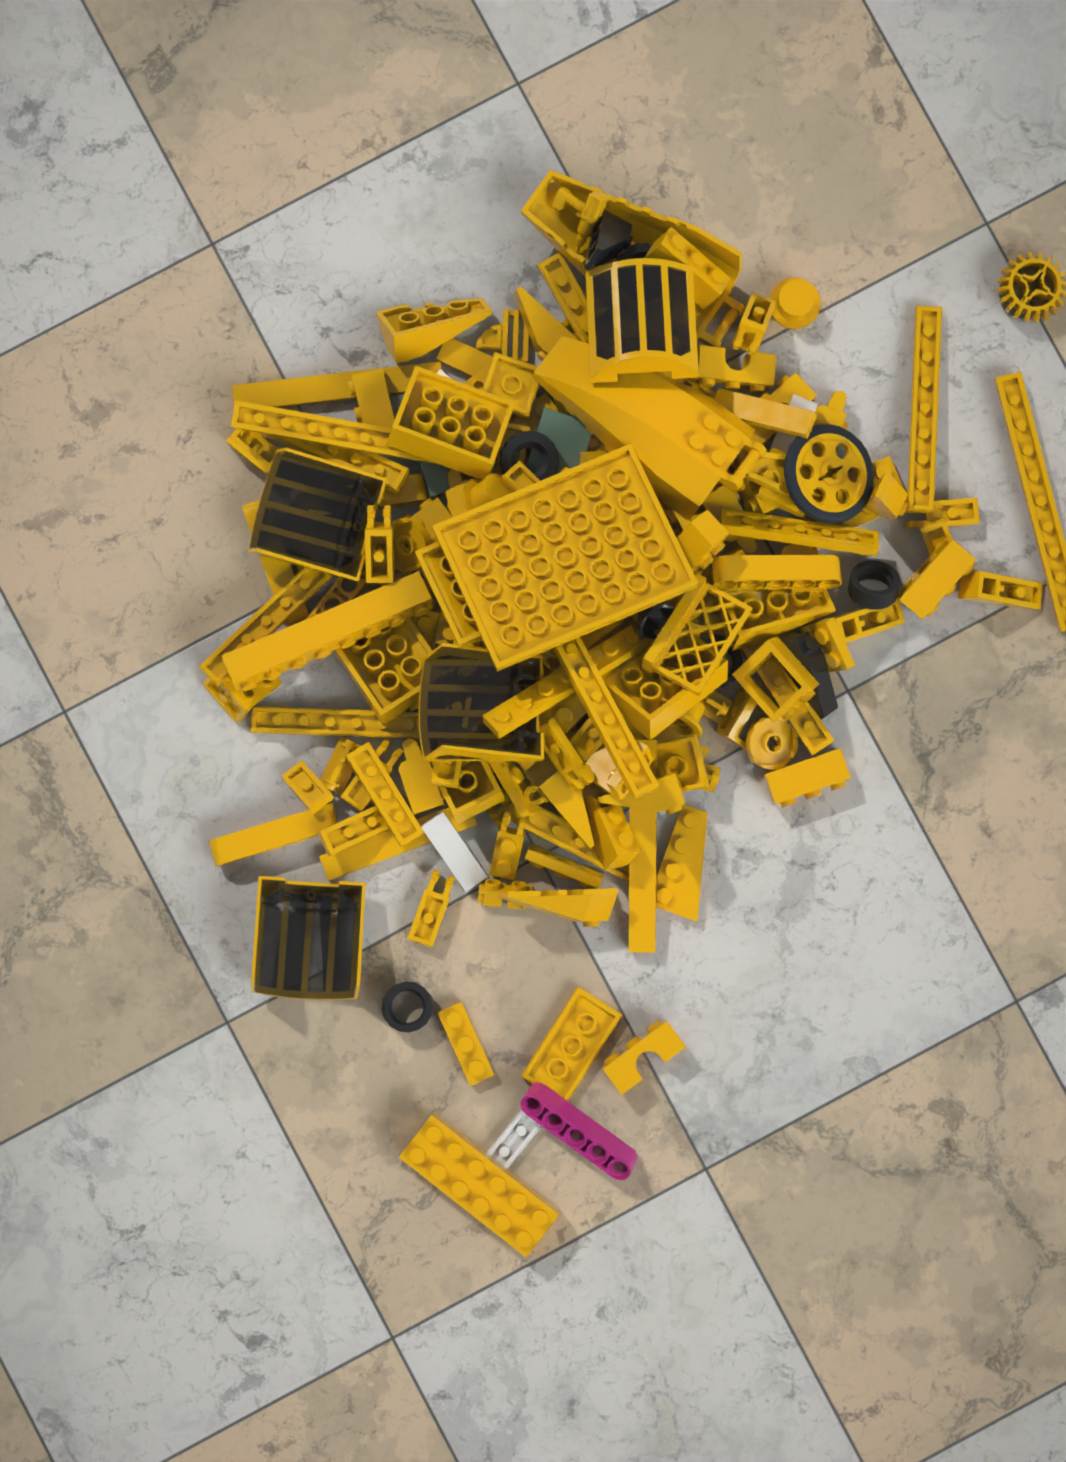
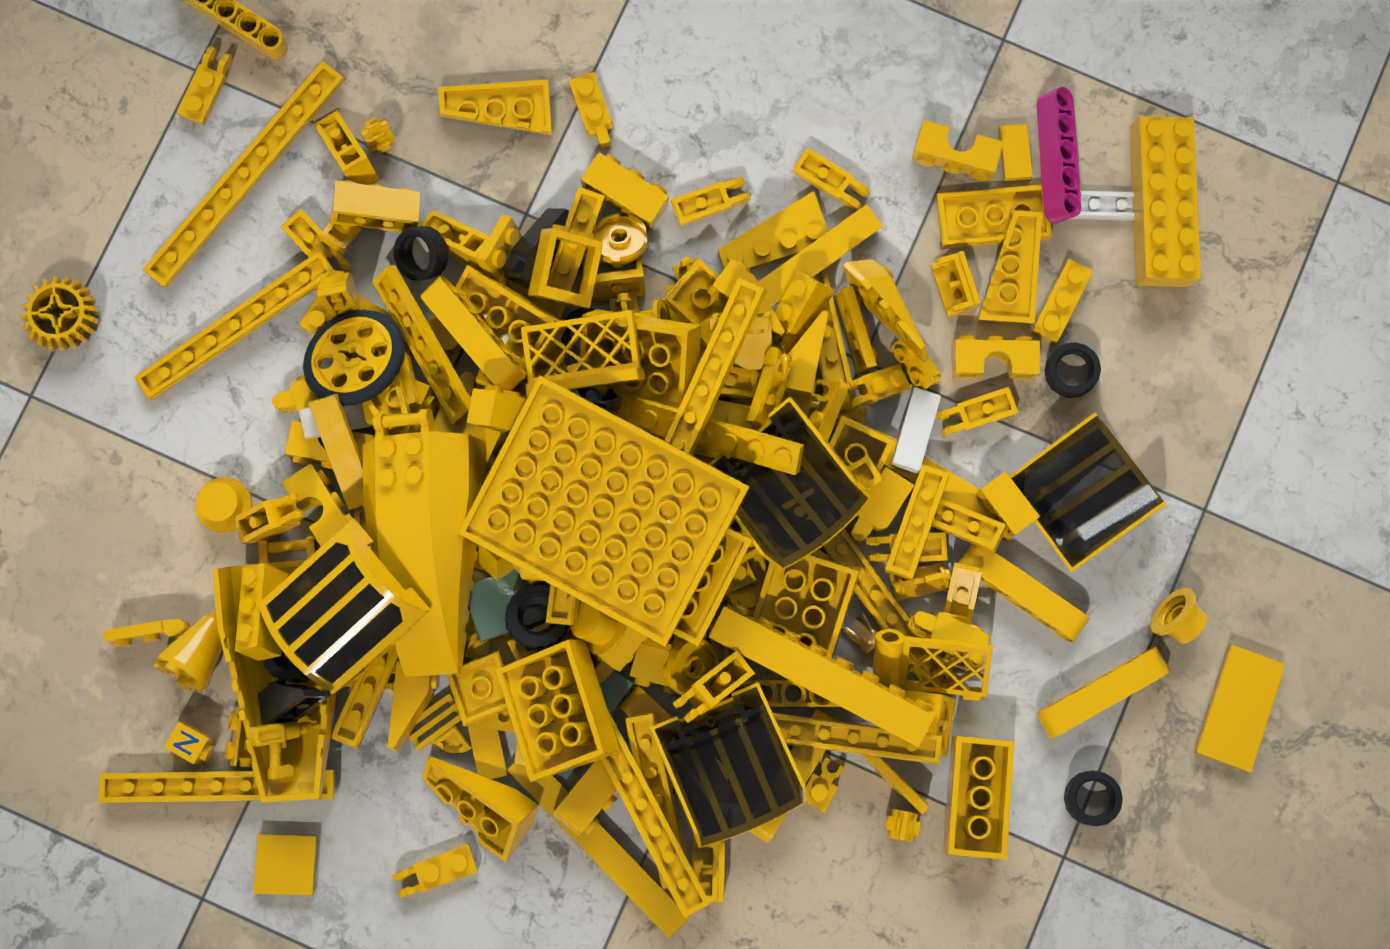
camera: 135 degrees left, 5 degrees down
(65, 926) = (1240, 708): none -> yellow tile
(73, 750) = (1114, 792): none -> black tyre
(153, 680) = (978, 797): none -> yellow brick
(156, 833) = (1103, 692): none -> yellow beam
(164, 932) = (1179, 616): none -> yellow piece
(178, 611) = (902, 825): none -> yellow gear
(208, 631) = (897, 783): none -> yellow tile
(250, 575) = (820, 788): none -> yellow plate
(280, 751) = (947, 627): none -> yellow hinge
(293, 691) = (892, 667): none -> yellow piece
(335, 692) = (868, 635): none -> pearl gold piece
(344, 872) = (1007, 504): none -> yellow hinge
(407, 261) = (439, 870): none -> yellow hinge
(449, 975) = (1019, 356): none -> yellow arch
(496, 158) = (285, 864): none -> yellow tile
(510, 1019) = (1015, 276): none -> yellow wing
(541, 971) = (955, 284): none -> yellow hinge
(604, 130) = (188, 786): none -> yellow plate
(605, 181) = (237, 748): none -> yellow hinge
(608, 1102) = (1015, 152): none -> yellow tile
(634, 153) = (190, 743): none -> yellow brick
(697, 200) = (193, 654): none -> yellow cone
(699, 940) = (829, 178): none -> yellow hinge
(739, 181) = (148, 631): none -> yellow hinge
(750, 833) = (708, 201): none -> yellow hinge
(893, 804) = (592, 108): none -> yellow hinge
(944, 740) = (504, 104): none -> yellow wing
(994, 623) = (377, 135): none -> yellow gear

